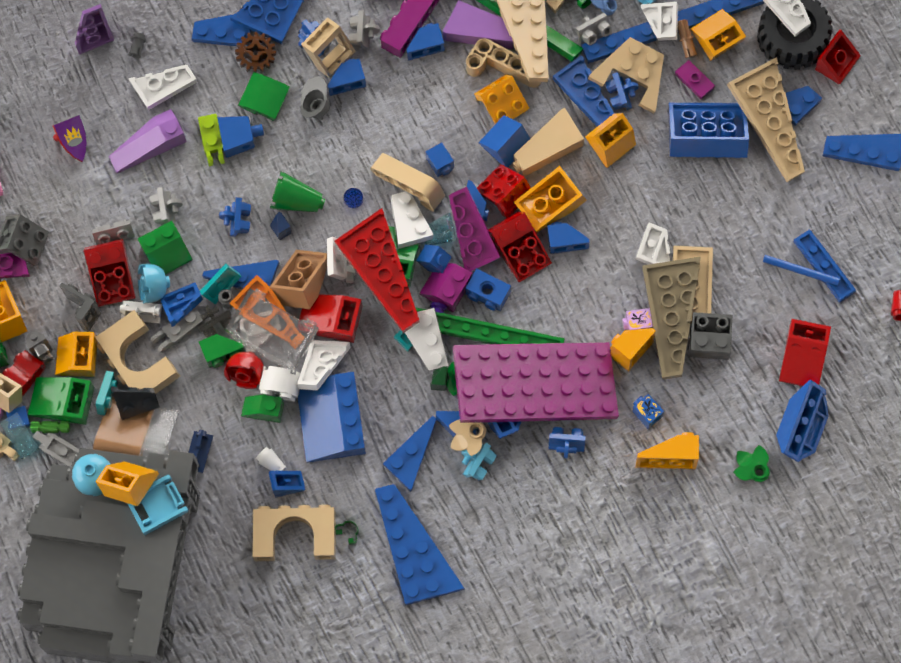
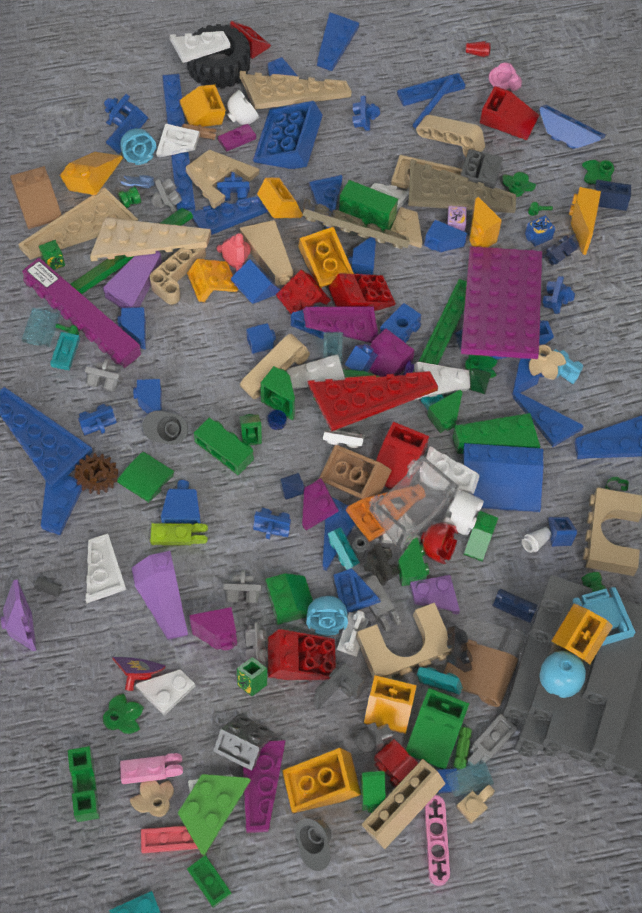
camera: 85 degrees left, 10 degrees down
(32, 140) = (125, 713): none -> green plate
(60, 168) = (166, 690): none -> white wing
(79, 232) = (252, 676): none -> green brick
(116, 194) = (215, 628): none -> magenta slope
(196, 378) = (437, 591): none -> medium lavender wing
(232, 520) = (593, 581): none -> green wheel
(266, 253) = (317, 504): none -> magenta wing
(295, 196) = (263, 467): green cone -> none
(310, 154) = (224, 446): none -> green brick
(321, 39) = (118, 400): tan window -> none
(332, 173) = (251, 429): none -> green slope
(375, 190) = (278, 392): none -> green slope
(377, 412) = (506, 431): none -> green wedge
(394, 353) = (445, 412): none -> green slope
(537, 113) = (235, 251): none -> coral rock
(594, 206) = (350, 223): none -> dark tan wing
(612, 311) = (444, 237): none -> blue slope
(620, 274) = (408, 225): none -> tan wing
(622, 226) = (368, 205): none -> green brick
(624, 433) = (555, 253): none -> dark blue hinge
(636, 185) = (326, 192): none -> blue wing
(682, 402) = (535, 208): none -> green hand
(714, 381) = (518, 183): none -> green plate
(720, 481) = (613, 194): none -> dark blue hinge
(726, 70) = (241, 110): none -> white cylinder
(754, 297) = (452, 132): none -> tan beam
(762, 201) = (366, 113): none -> blue hips
(857, 341) = (505, 77): none -> bright pink hair

